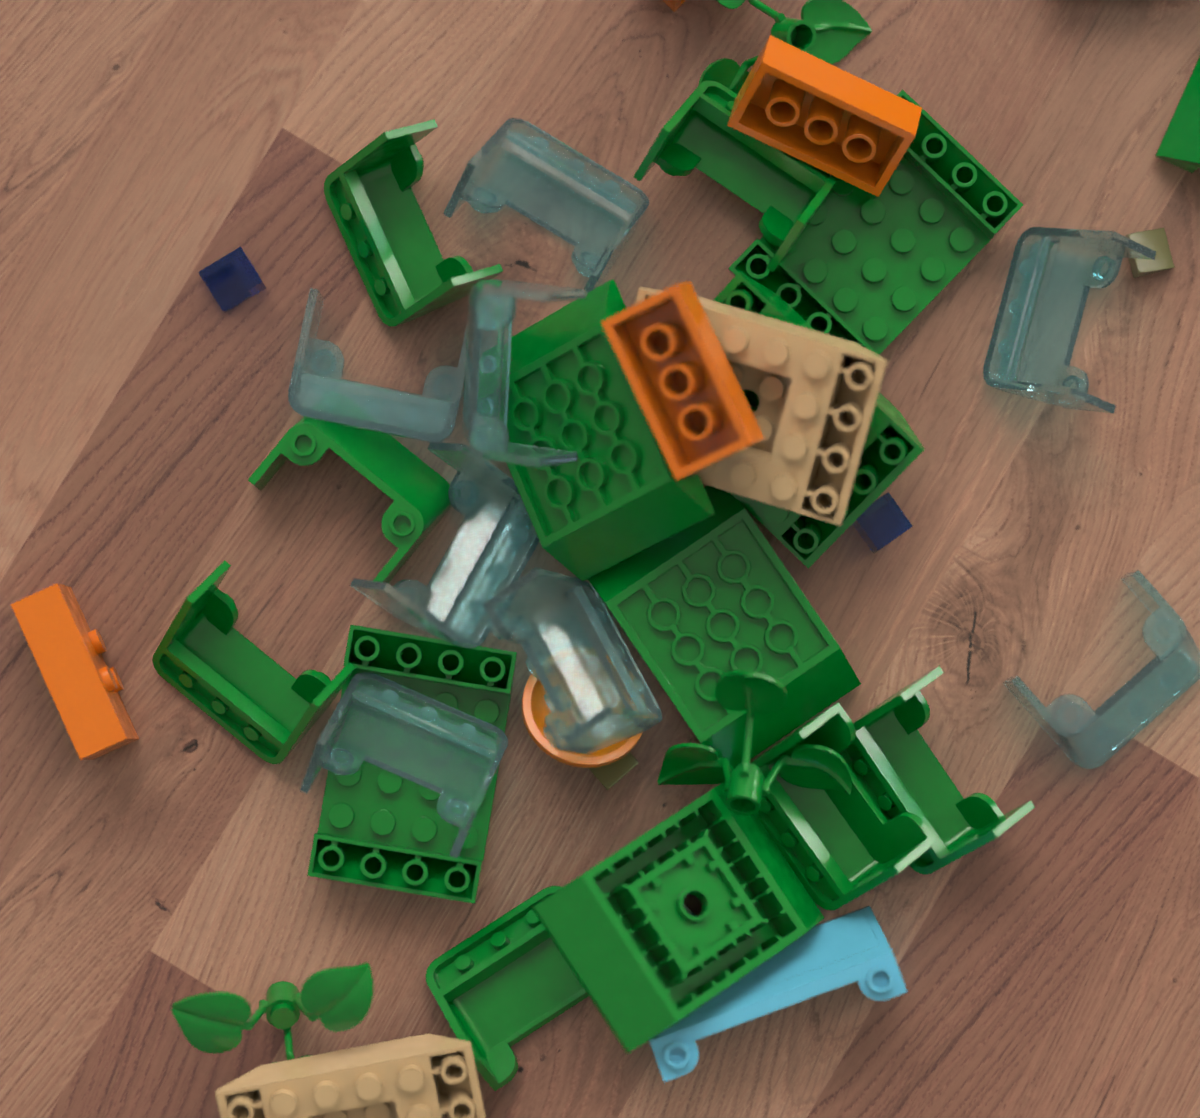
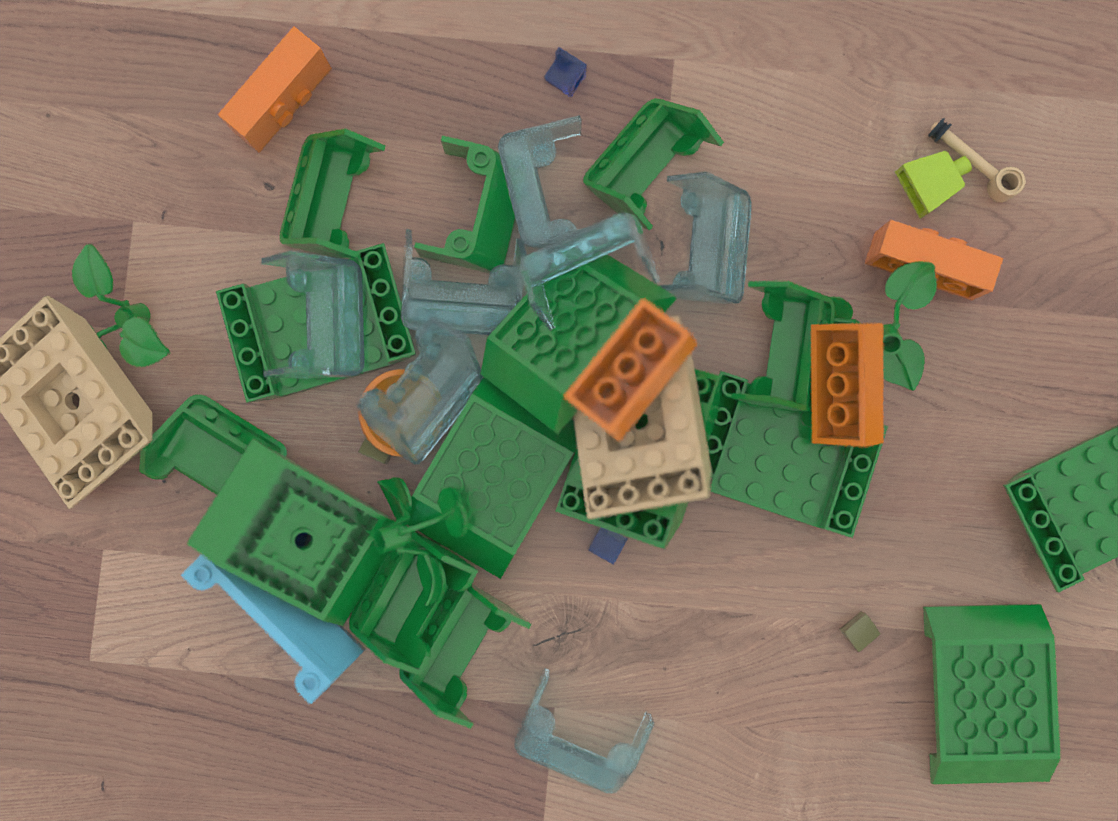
camera: 65 degrees right, 0 degrees up
(1045, 309) = (791, 583): clear light blue windscreen -> none

